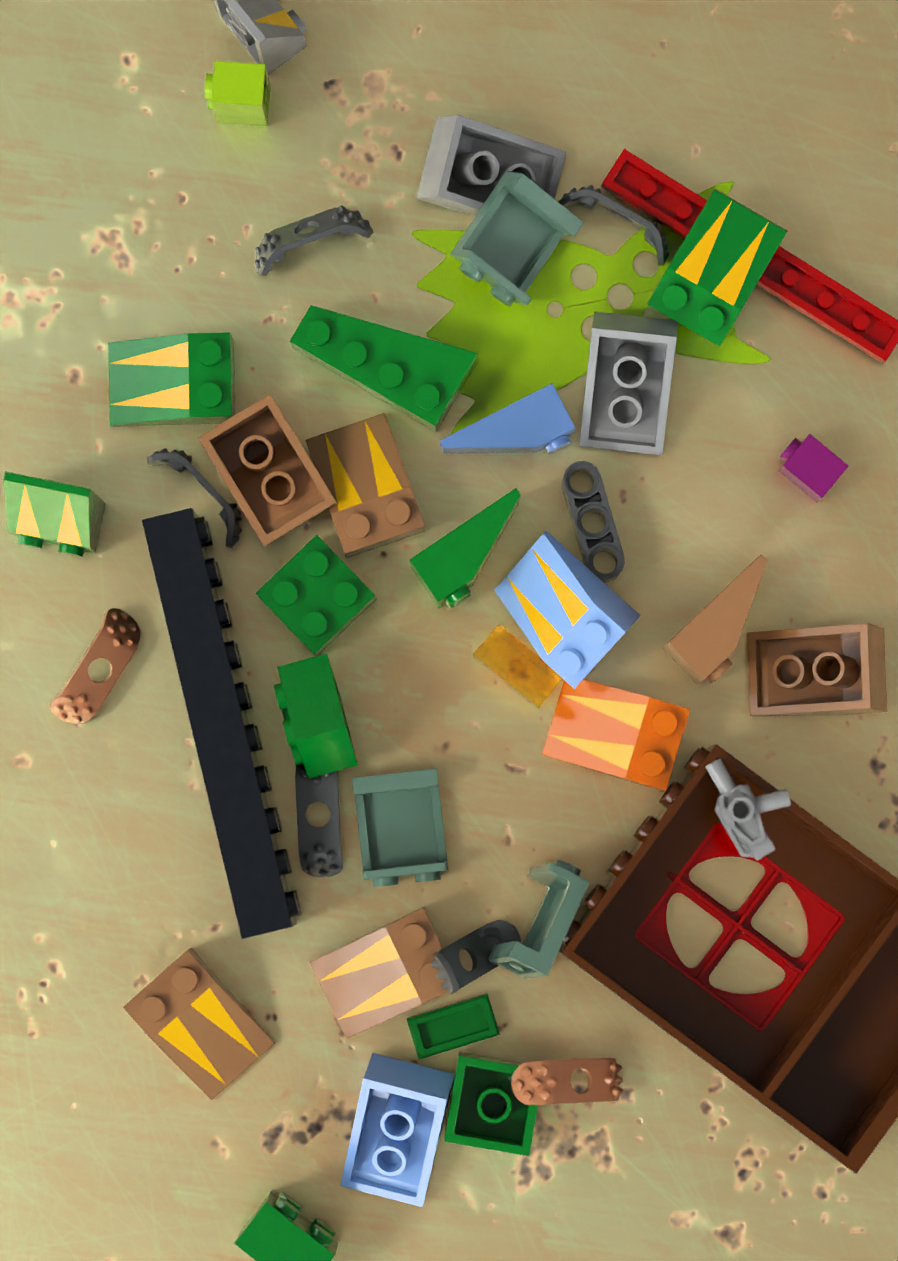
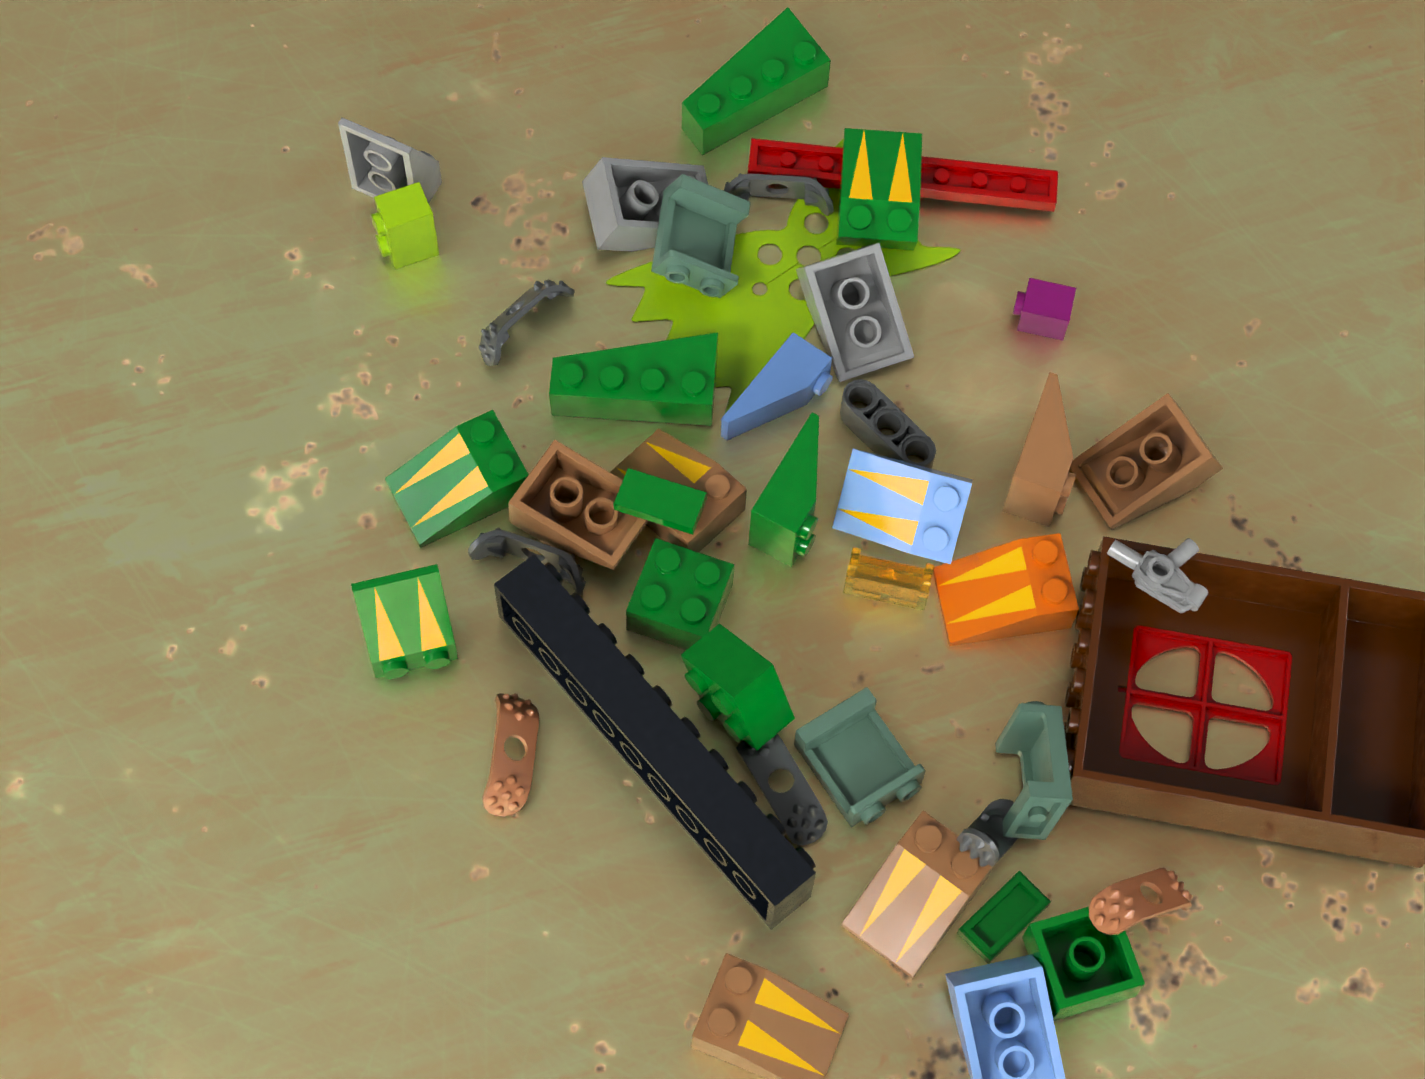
camera: 30 degrees left, 20 degrees down
(334, 505) = (660, 501): none -> green tile
(667, 86) = (756, 84): none -> green wedge

